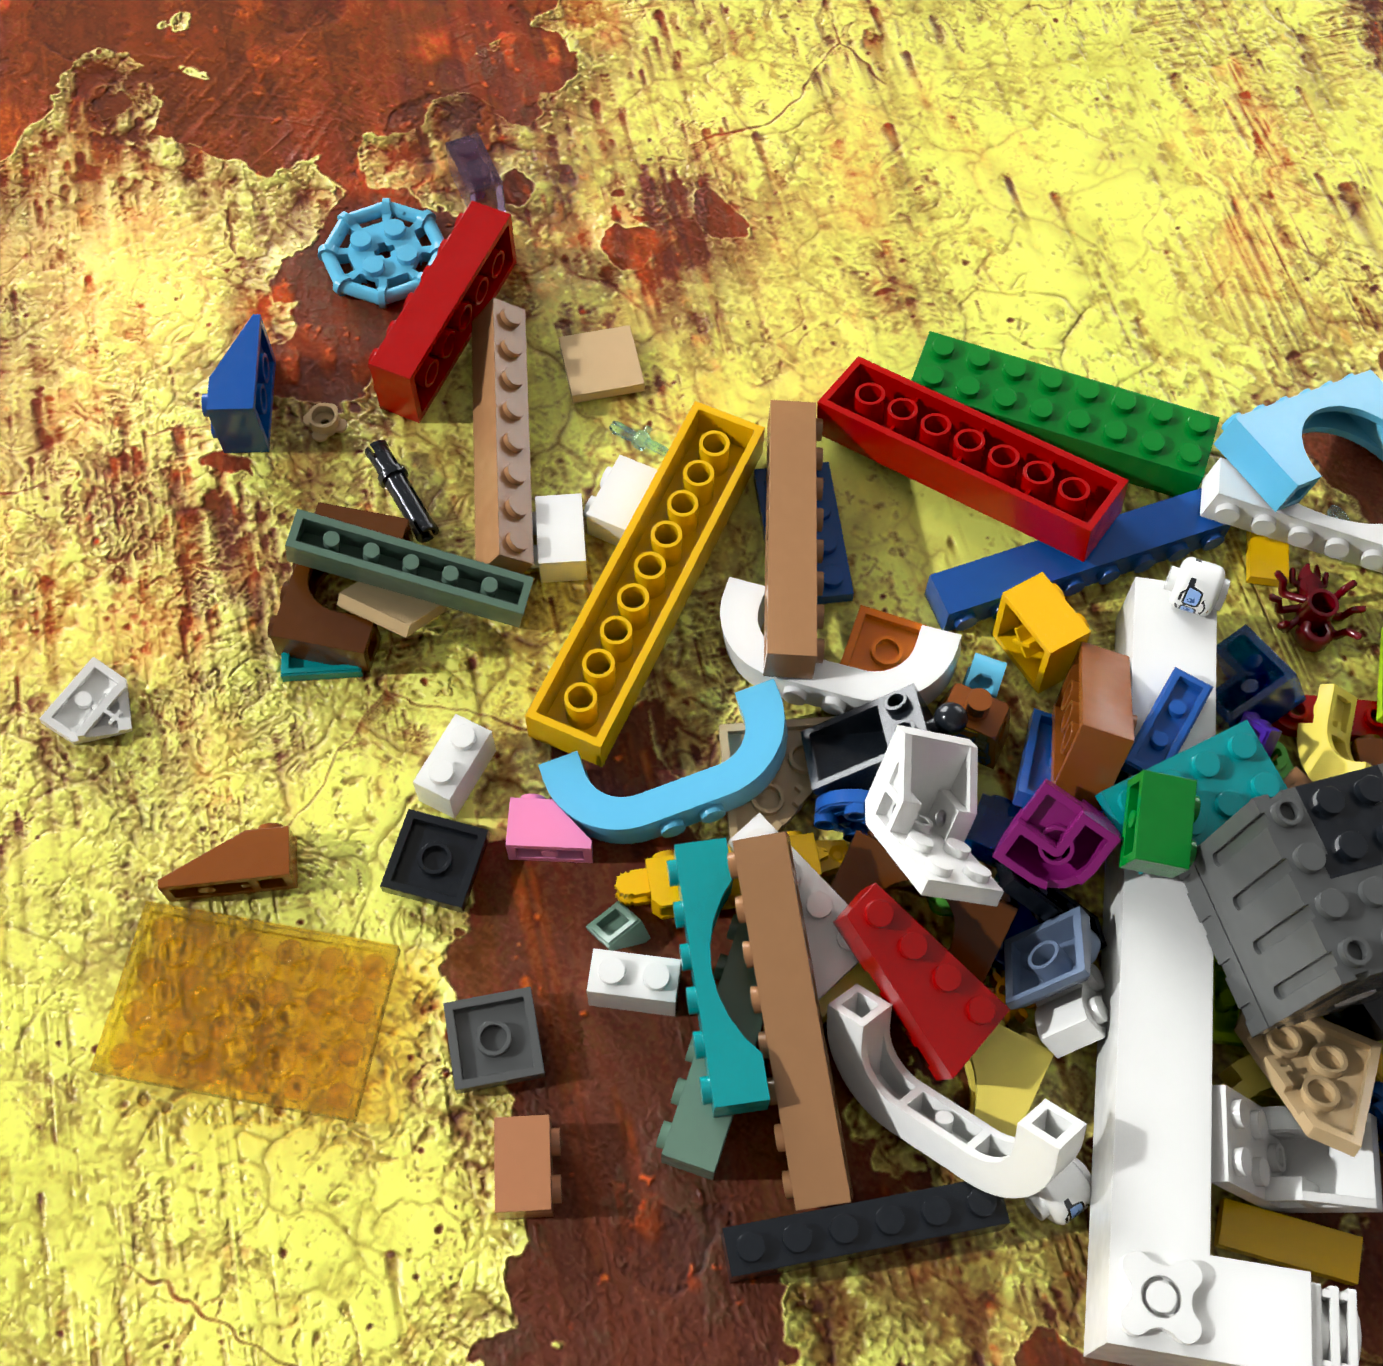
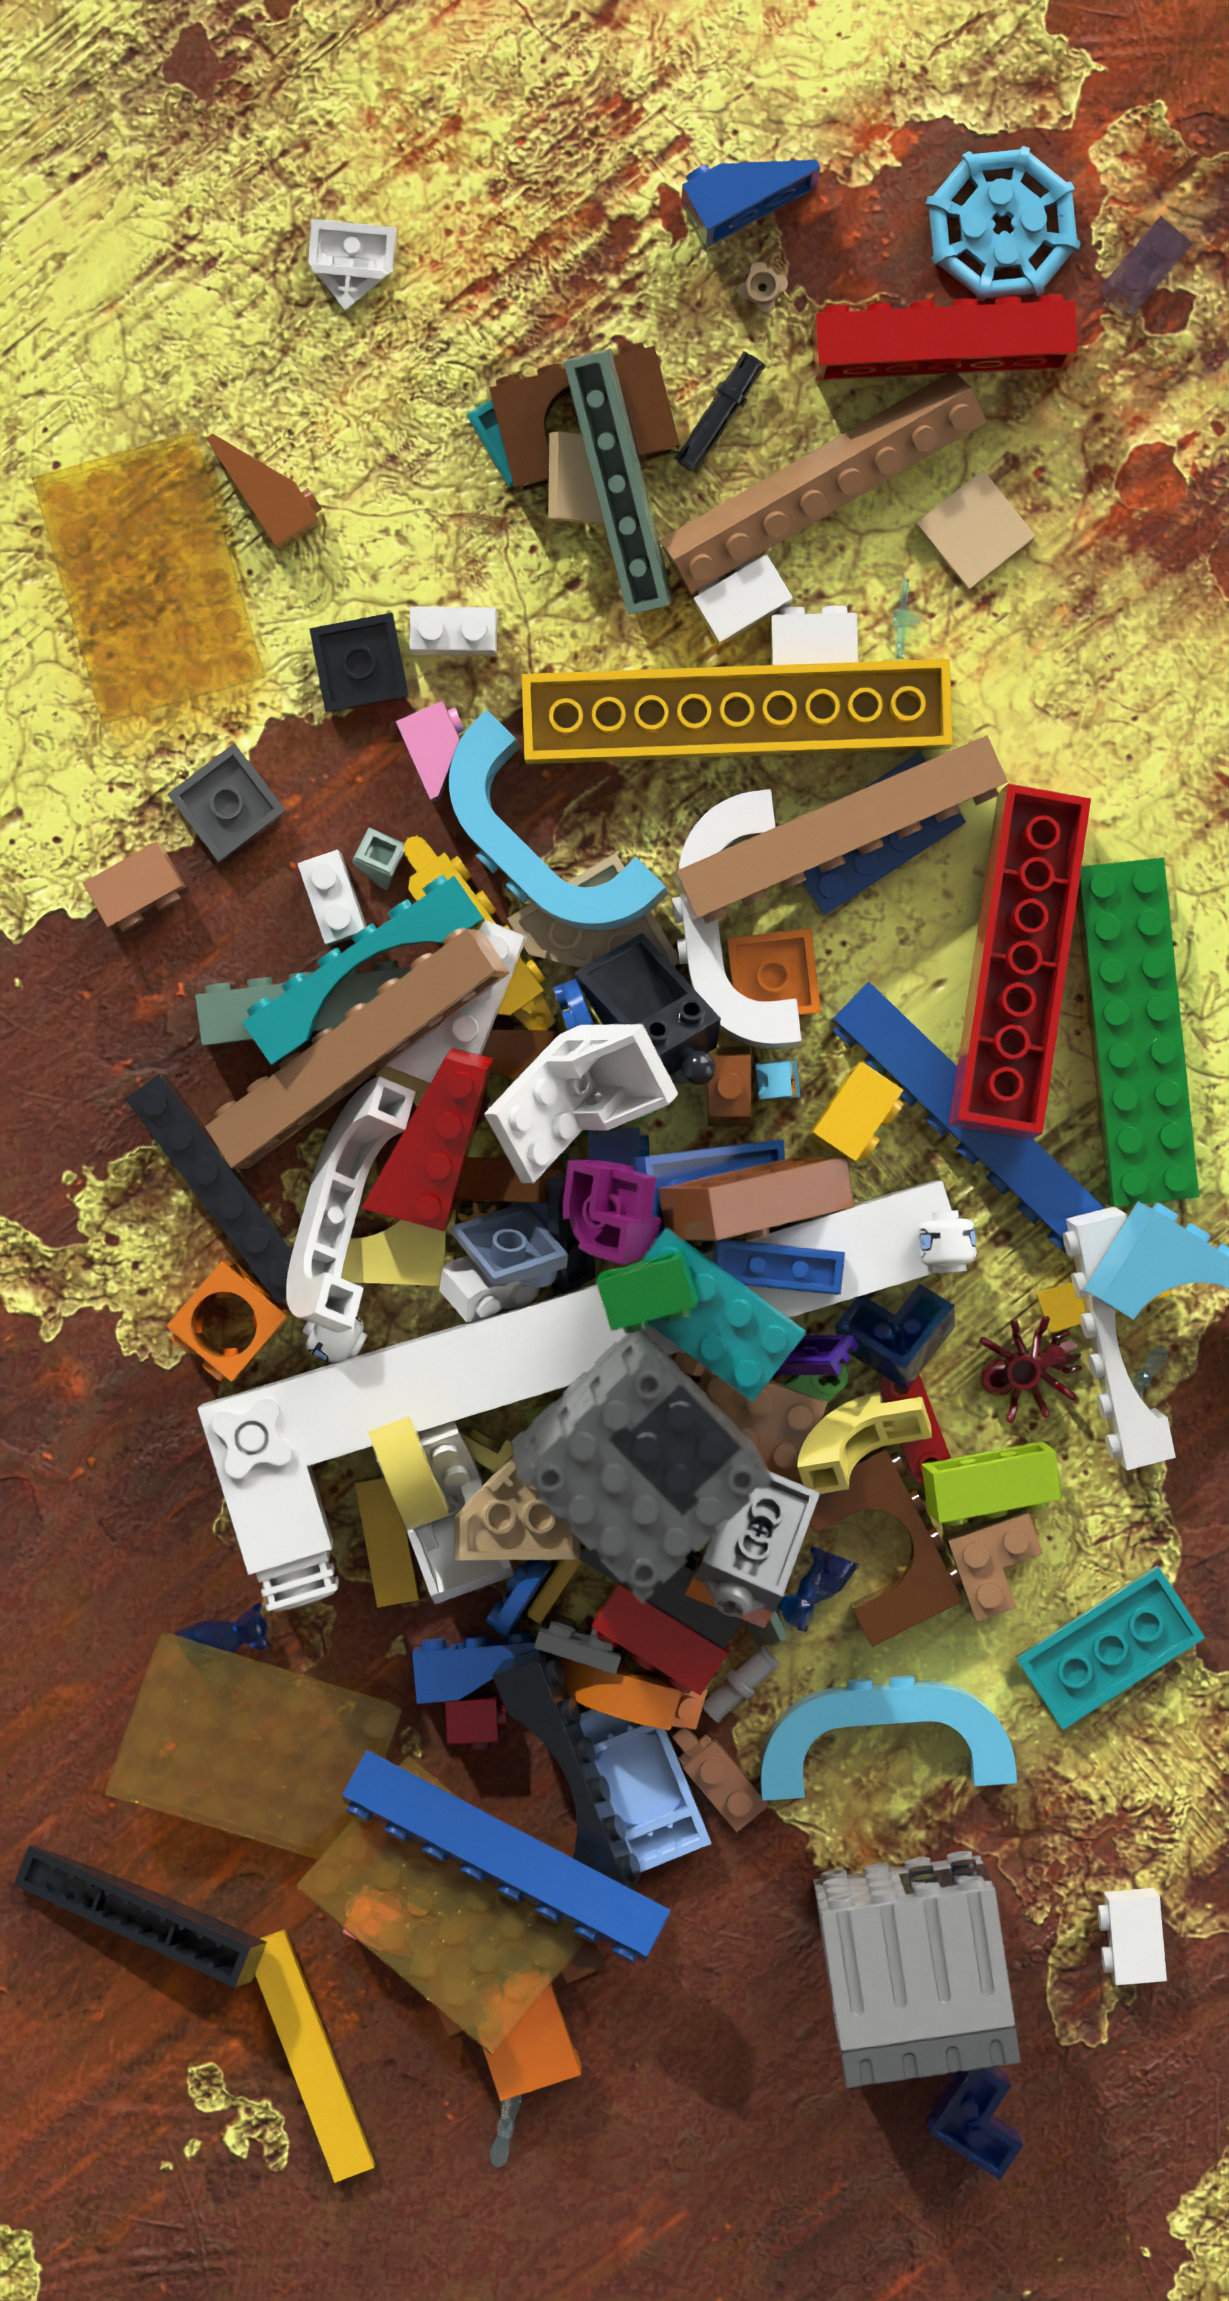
camera: 65 degrees right, 25 degrees up
(1026, 1244) = (228, 1281): none -> orange brick
(1257, 1148) = (408, 1473): none -> light yellow arch

